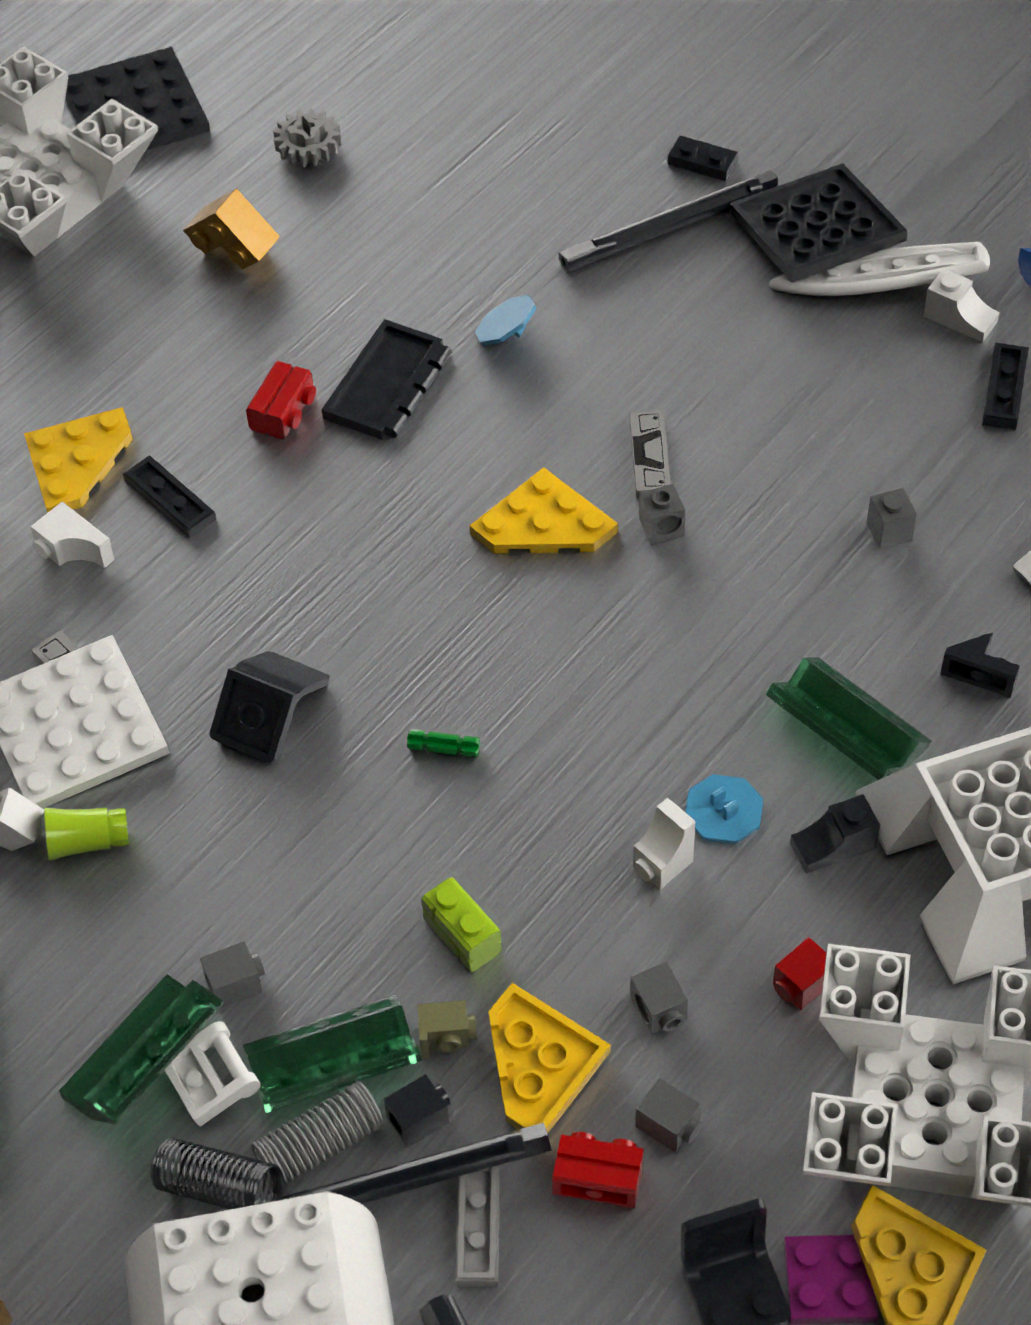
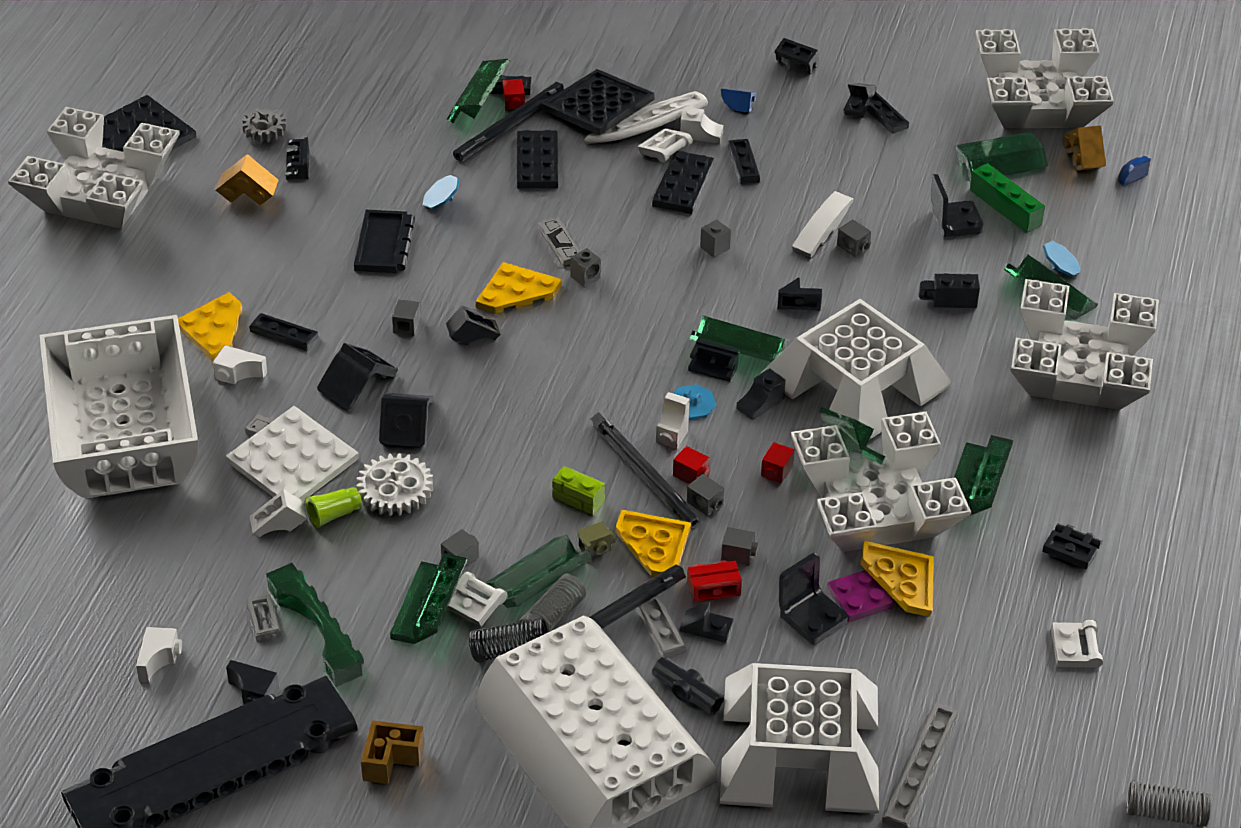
camera: 25 degrees left, 10 degrees down
(193, 820) = (395, 484): none -> white gear
(225, 595) = (351, 372): none -> black piece
(281, 400) = (326, 265): red brick -> none
(329, 209) = (298, 159): none -> black hinge
(352, 525) = (406, 317): none -> dark grey brick
(417, 1110) = (601, 582): black brick -> none
(437, 569) = (470, 325): none -> black arch
(443, 743) = (518, 410): green axle -> none
(551, 1247) = (702, 623): none -> black slope
(587, 919) = (644, 469): none -> black piece
(643, 155) = (479, 88): none -> clear green slope
(661, 934) = (690, 465): none -> red brick
(681, 298) = (537, 159): none -> black plate
(694, 175) = (513, 94): none -> red brick
(789, 745) = (714, 360): none -> black hinge
(890, 398) = (683, 182): none -> black plate
(896, 315) = (665, 144): none -> white plate
(931, 982) = (854, 434): none -> clear green slope

